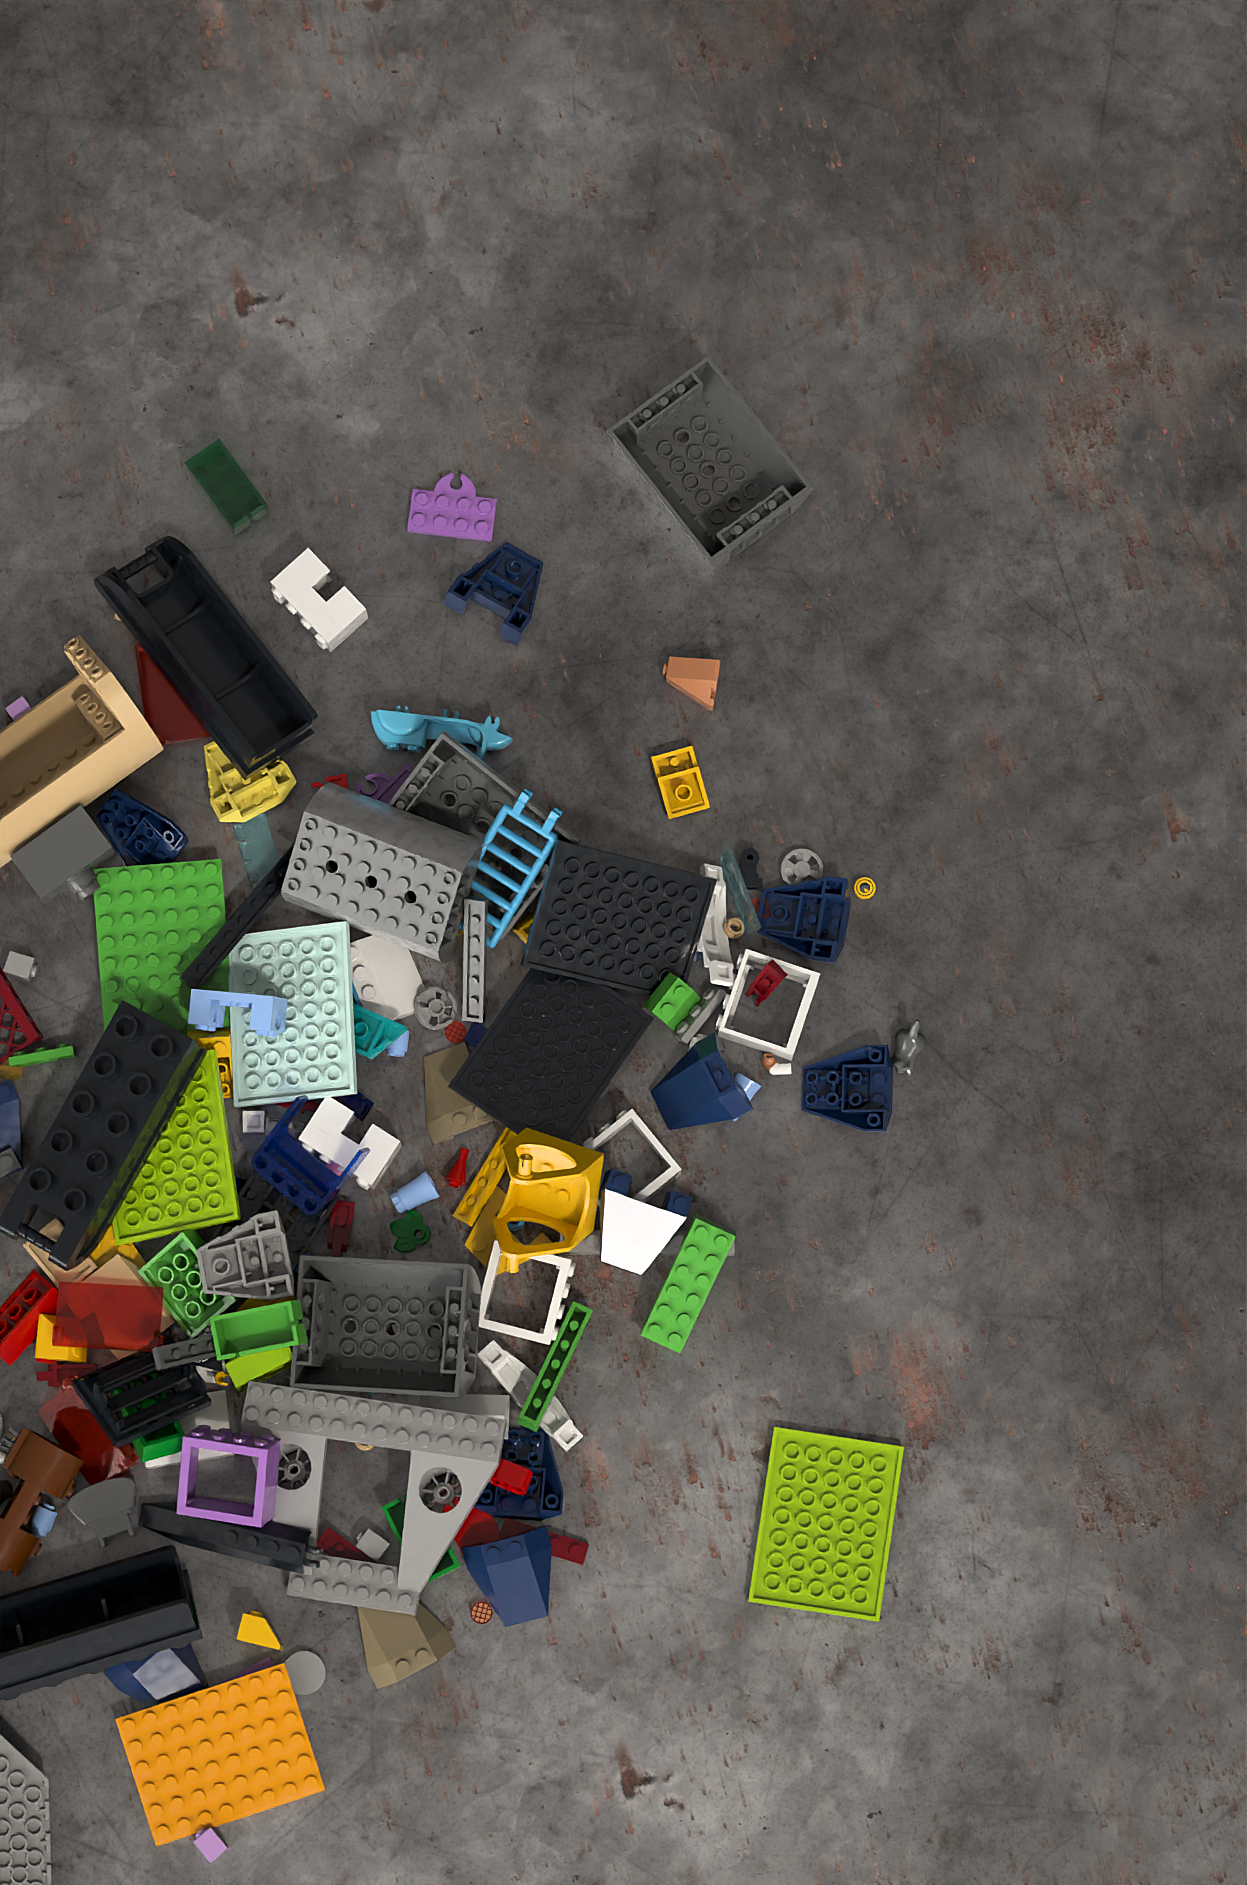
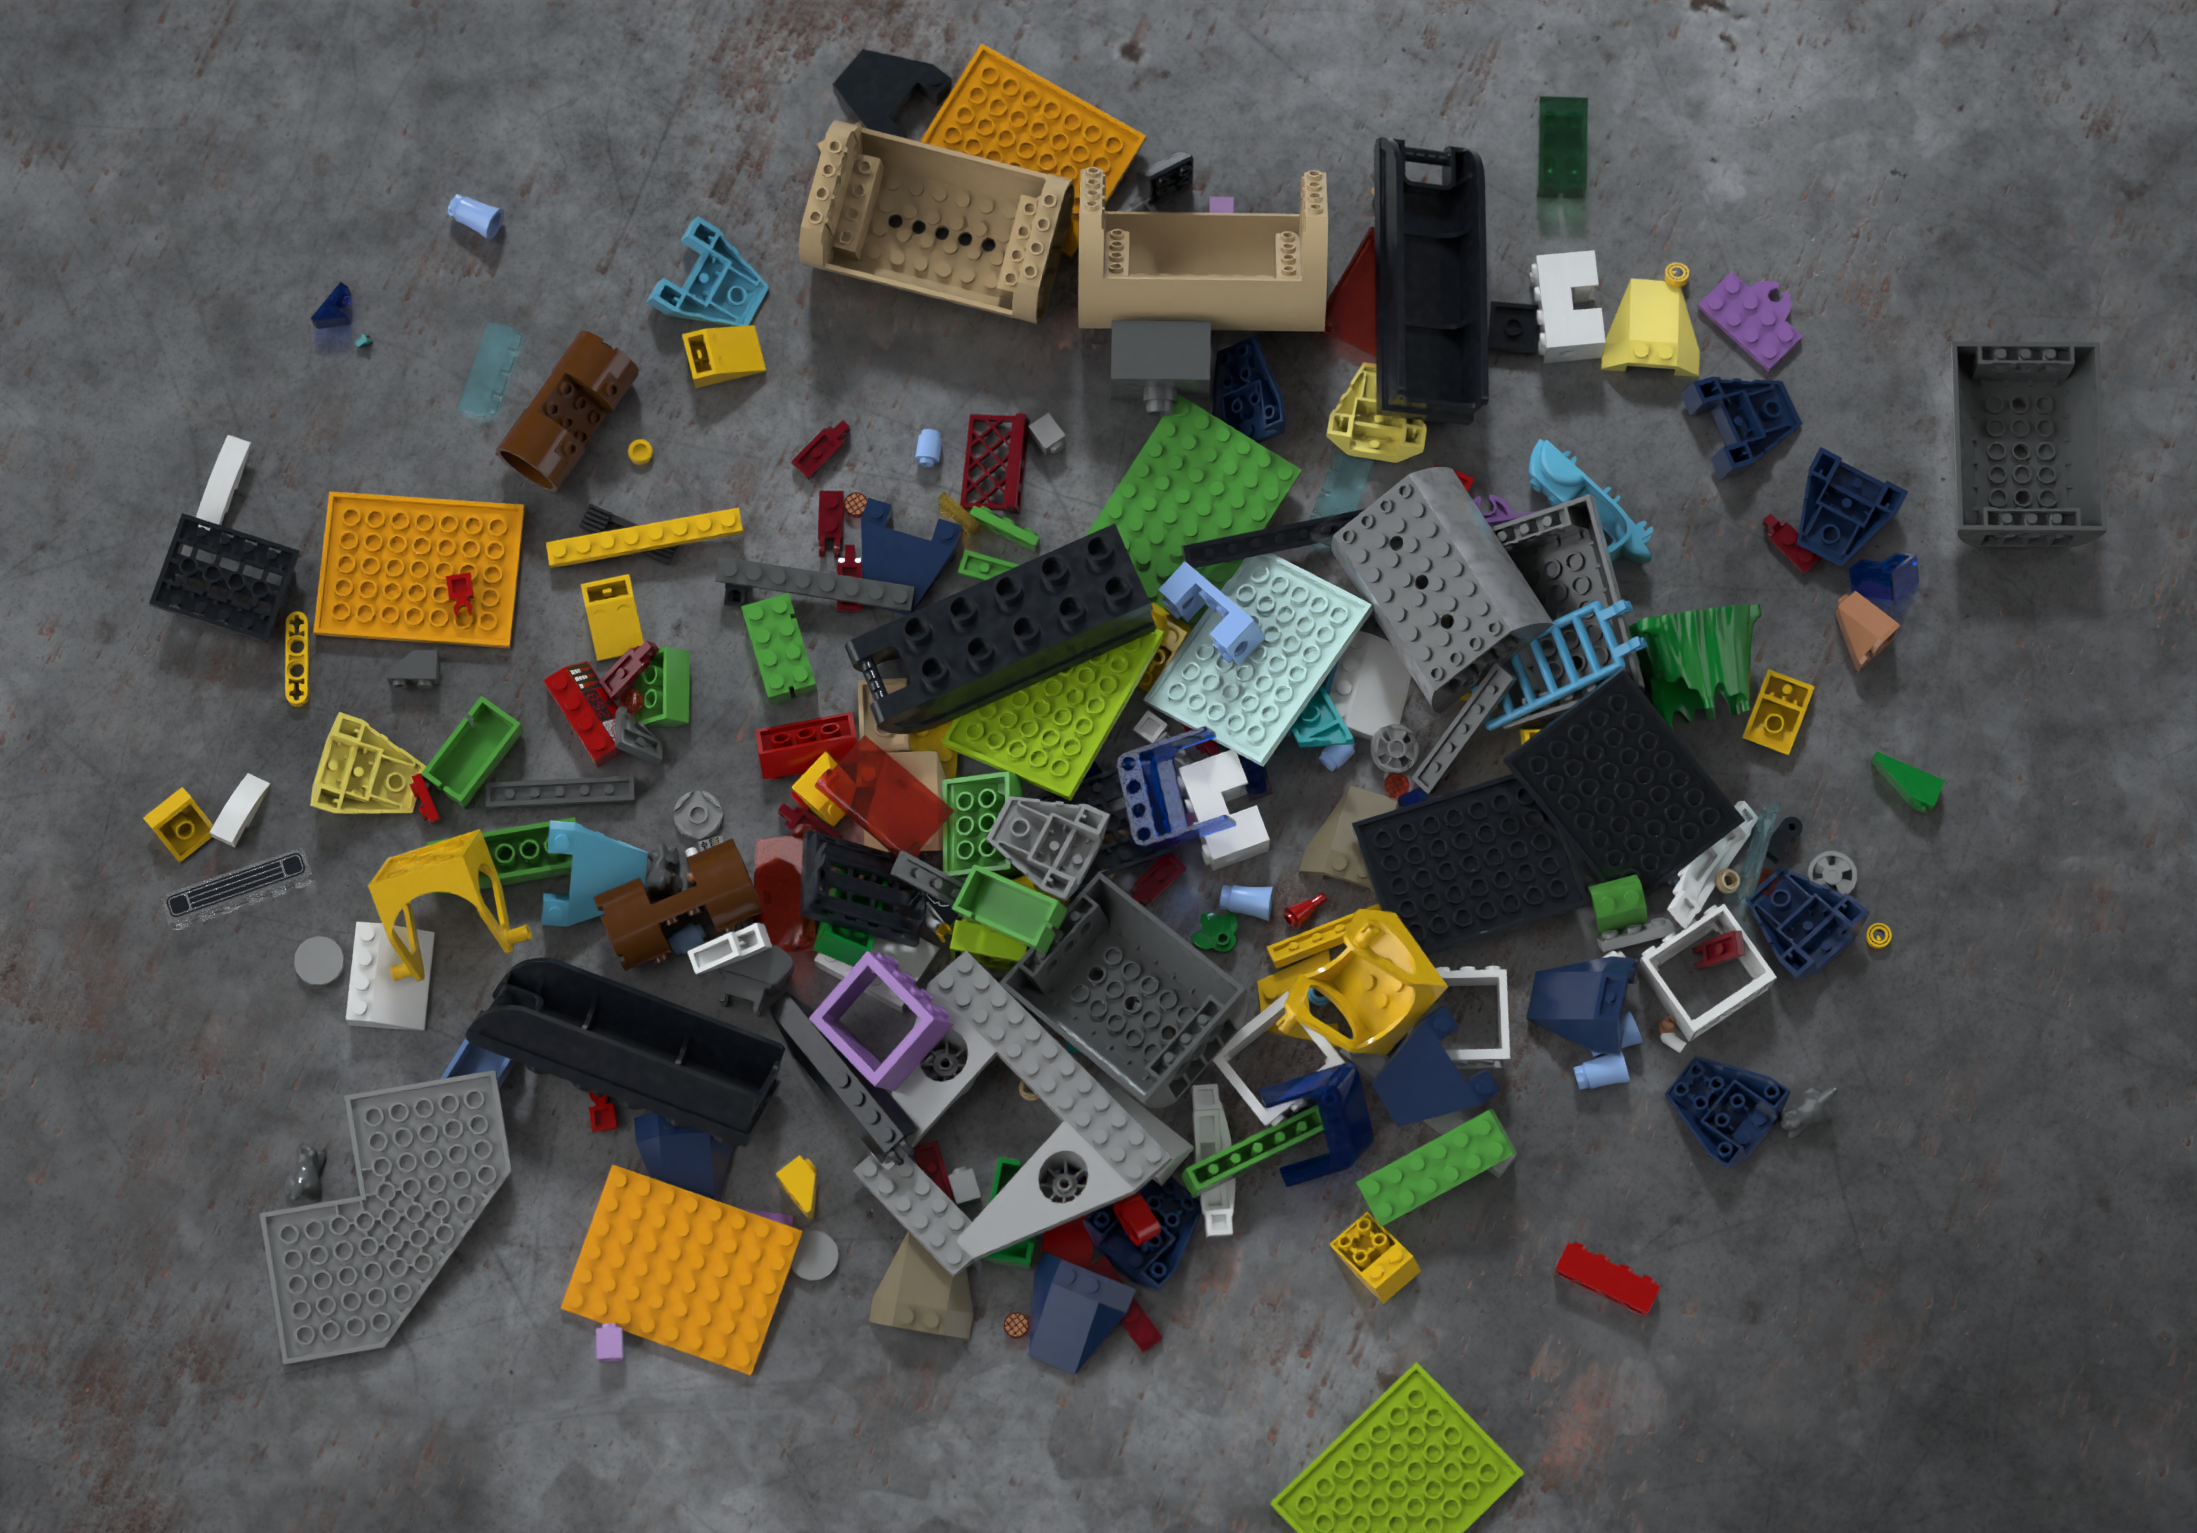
camera: 40 degrees right, 5 degrees down
(51, 1094) = (981, 566): none -> bright green plate
(80, 1689) = (602, 1114): none -> red plate
(82, 1506) = (729, 948): none -> white slope
(290, 643) = (1513, 327): none -> black plate
(376, 519) = (1676, 274): none -> yellow tile
(389, 572) = (1652, 331): none -> light yellow wedge
(595, 1295) = (1342, 1116): none -> clear blue windscreen
(599, 788) = (1697, 659): none -> green piece
(600, 655) = (1784, 539): none -> dark red hinge
(618, 603) = (1843, 508): none -> dark blue wedge
(684, 632) = (1885, 579): none -> clear blue panel
(691, 1375) = (1375, 1257): none -> yellow slope
(748, 1128) = (1602, 1071): none -> light blue plant
(808, 764) = (1912, 784): none -> green slope
(860, 1269) = (1607, 1279): none -> red brick

